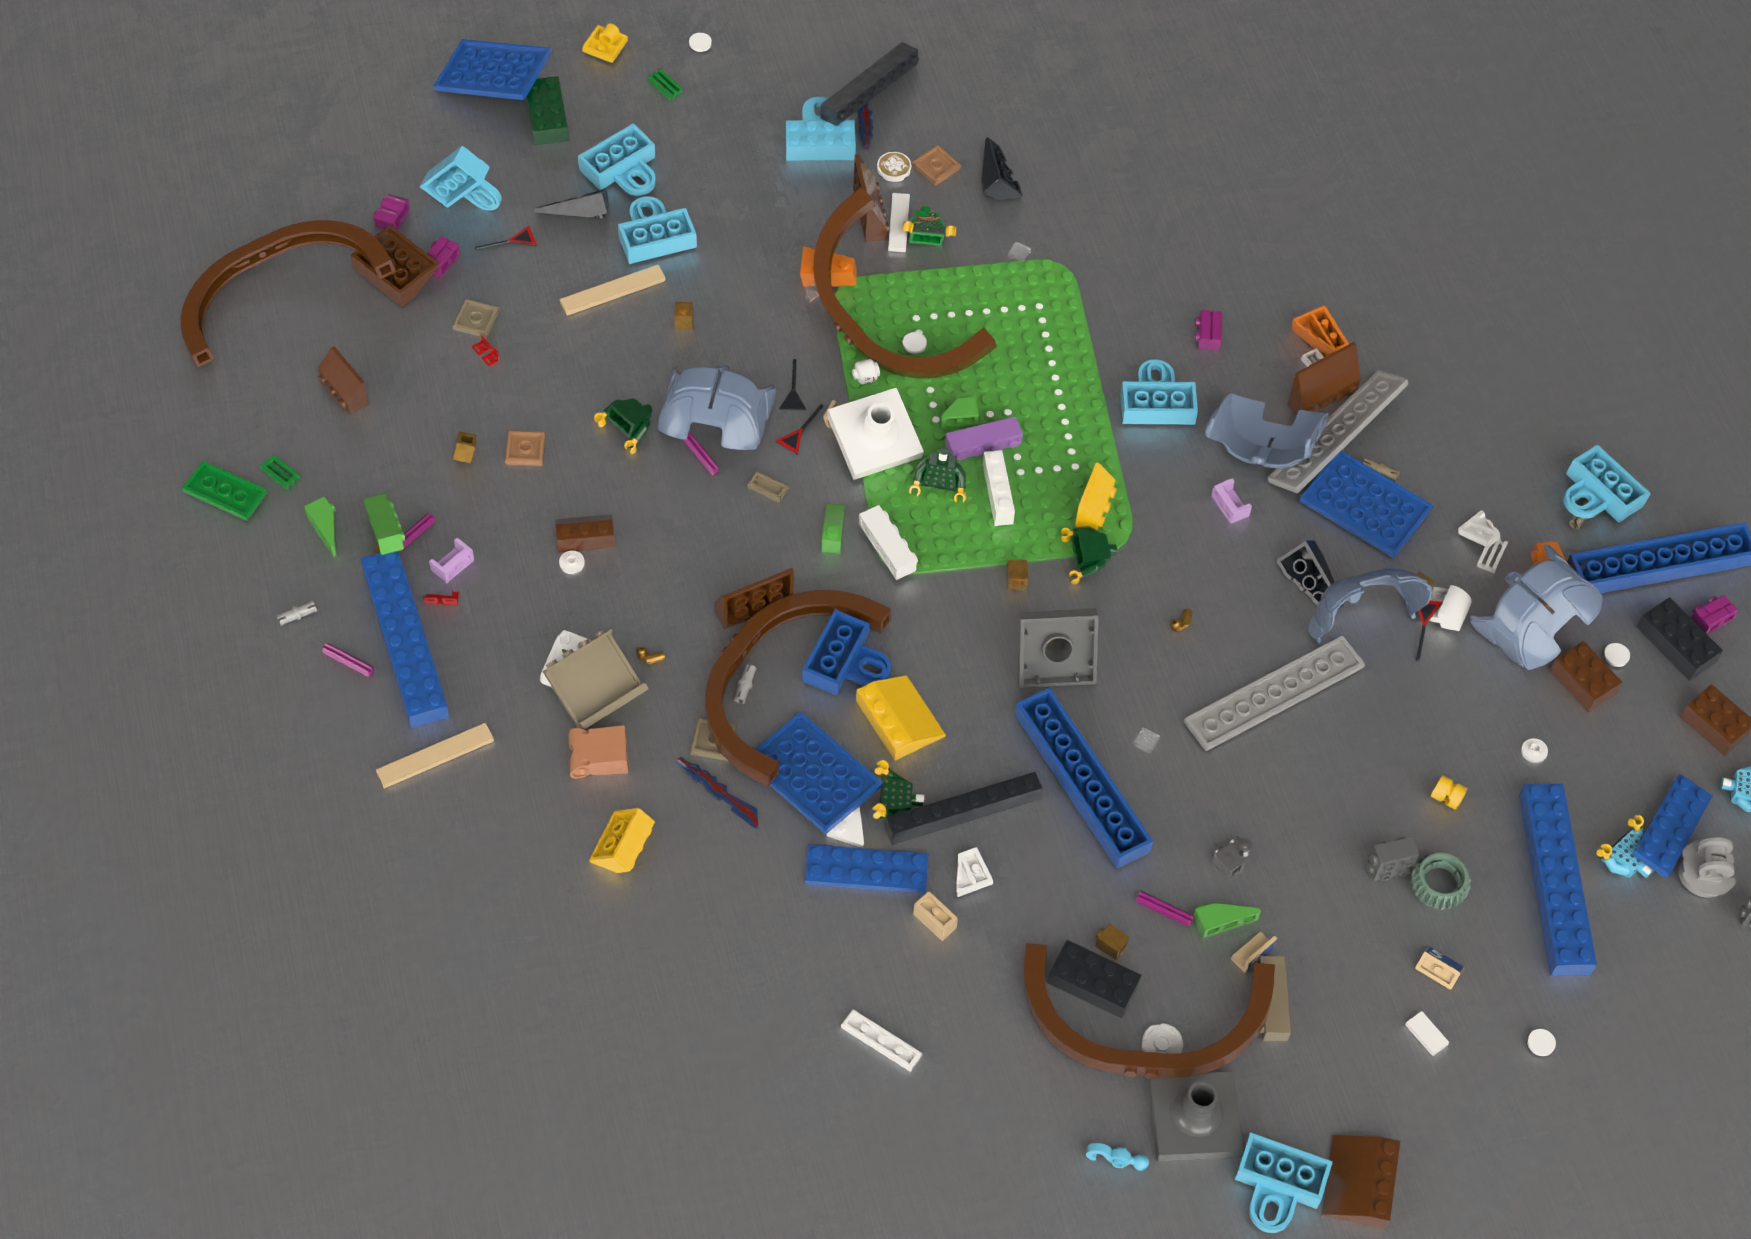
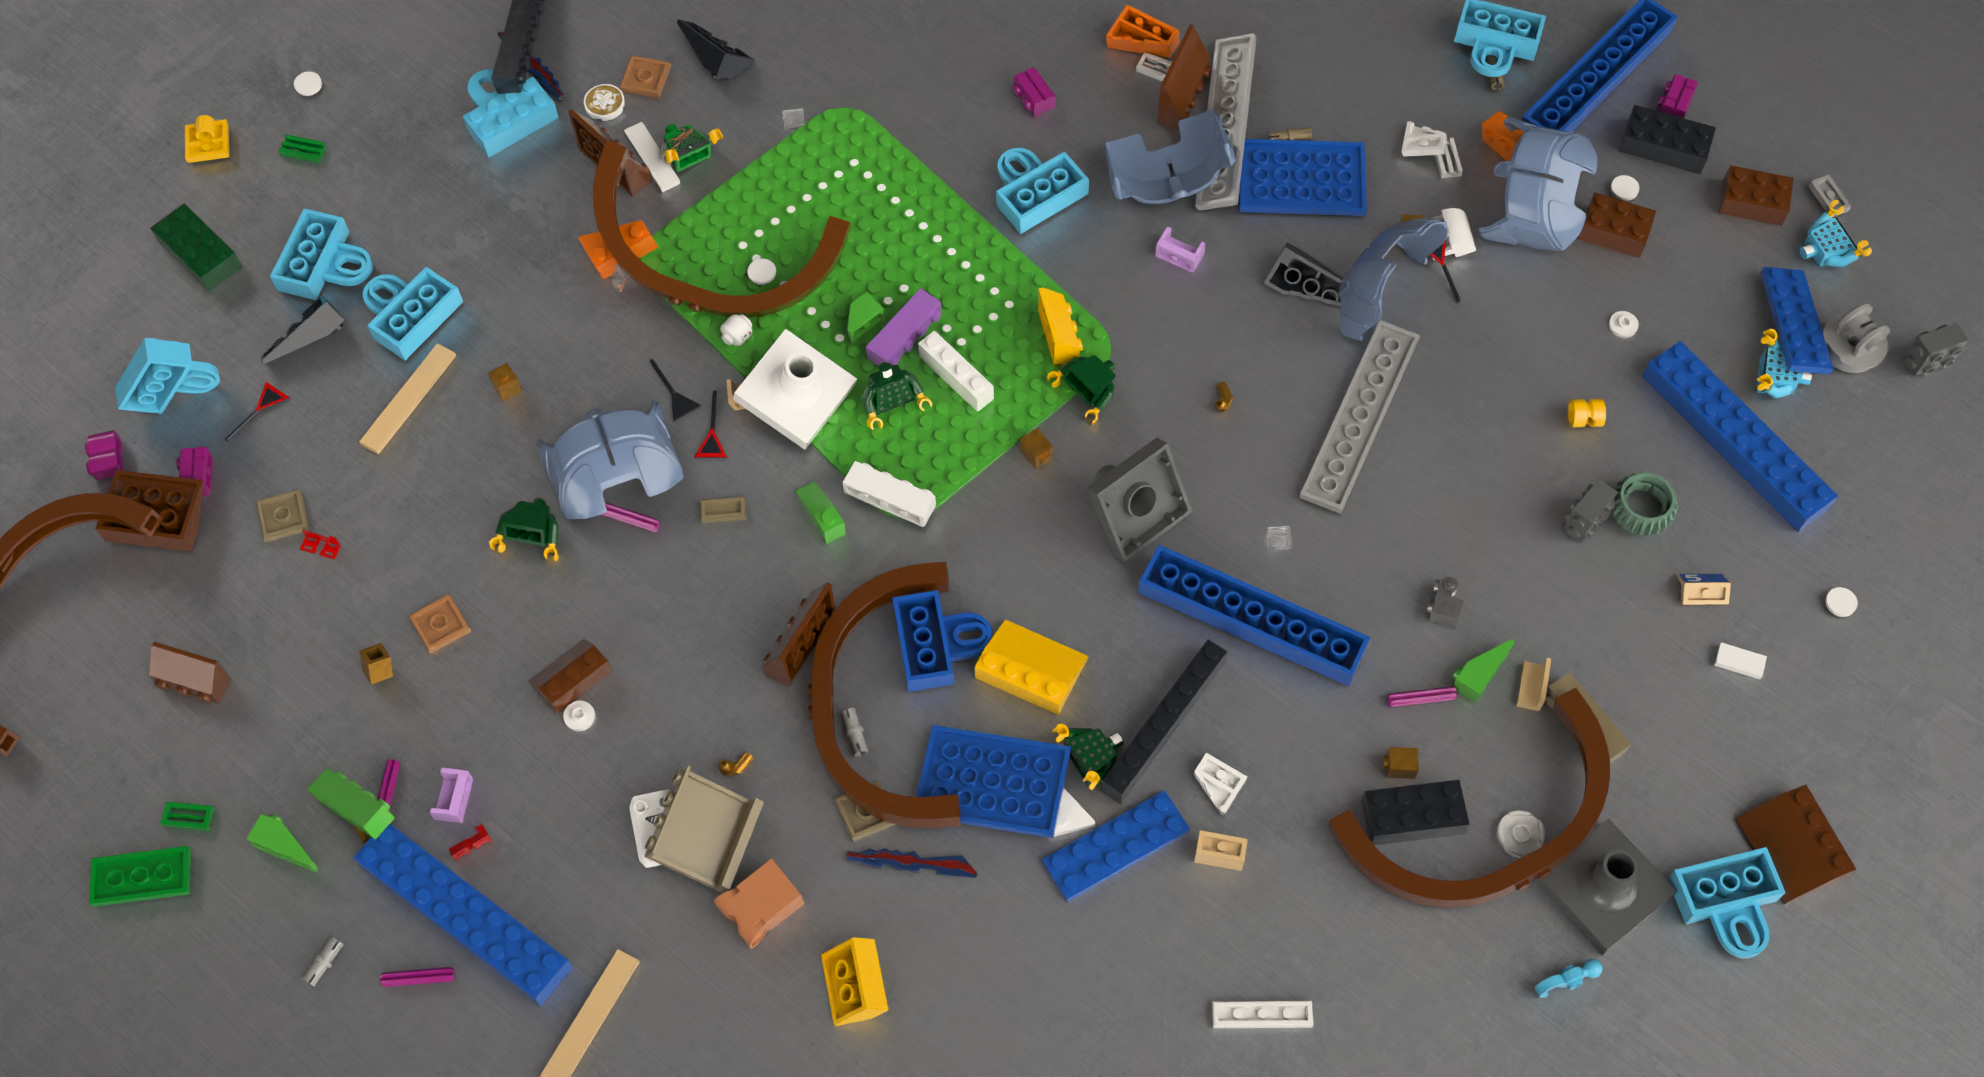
camera: 30 degrees left, 5 degrees up
(492, 69) = (105, 235): blue plate -> none

